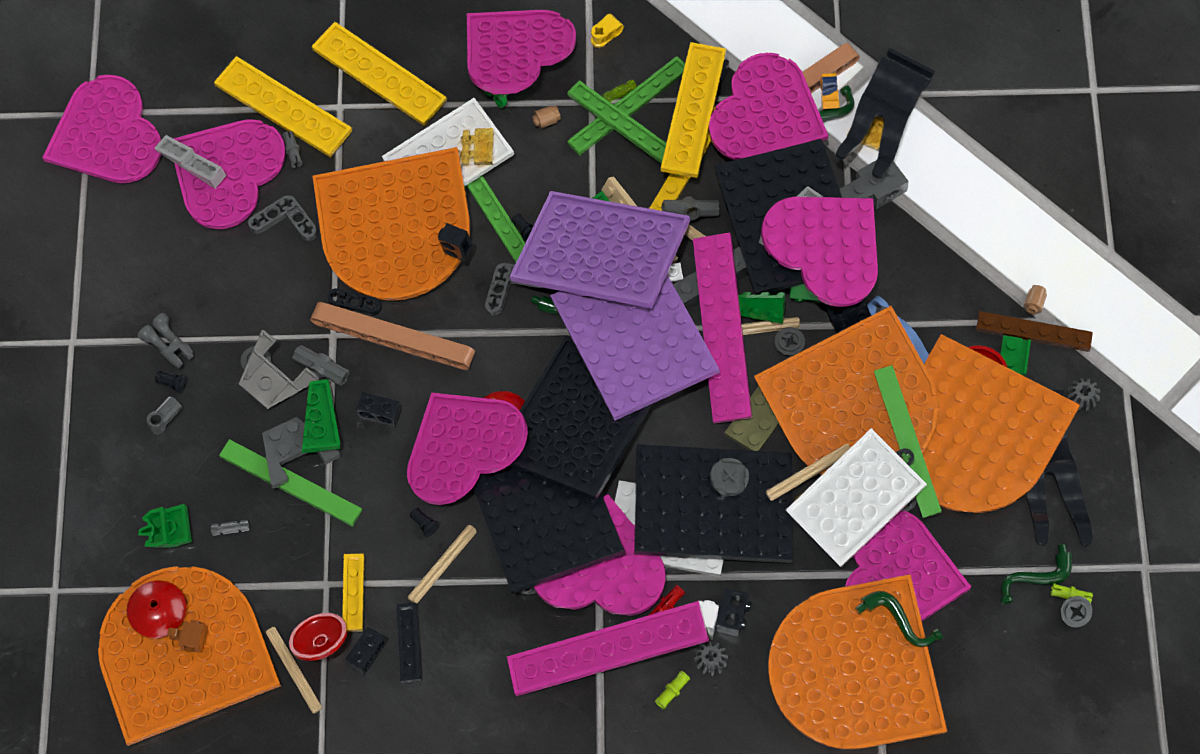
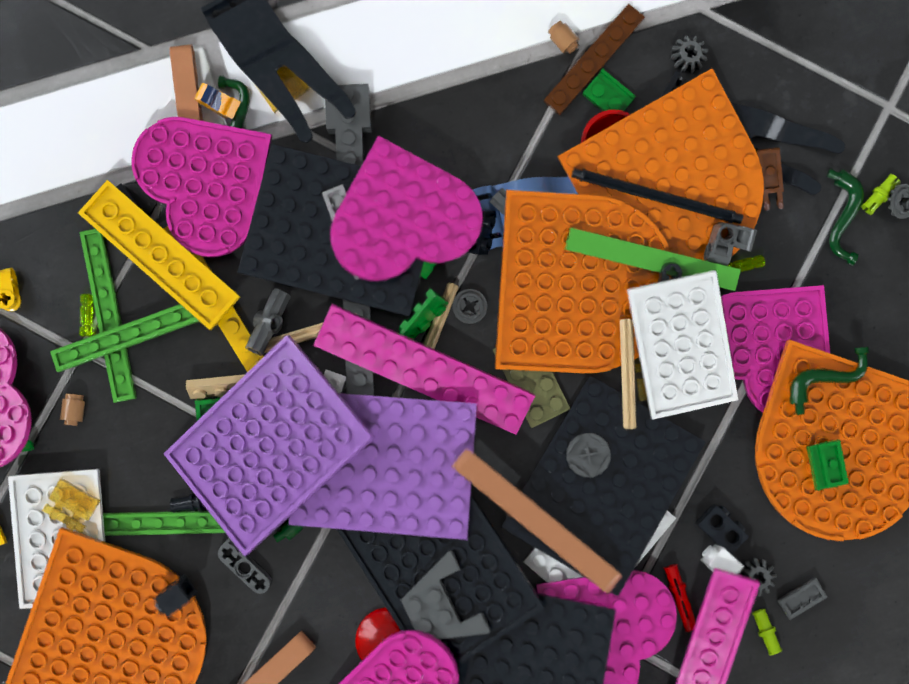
camera: 65 degrees left, 20 degrees up
(548, 422) = (432, 609): none -> dark grey wing
(657, 456) = (536, 521): none -> nougat beam
(714, 703) = (802, 598): none -> dark grey plate
(831, 654) = (827, 464): none -> green plate
(950, 523) = (748, 263): none -> clear neon green axle
(958, 420) = (658, 196): none -> black piece
(965, 497) = (720, 249): none -> dark grey piece
(1029, 501) = (772, 175): none -> reddish brown hinge

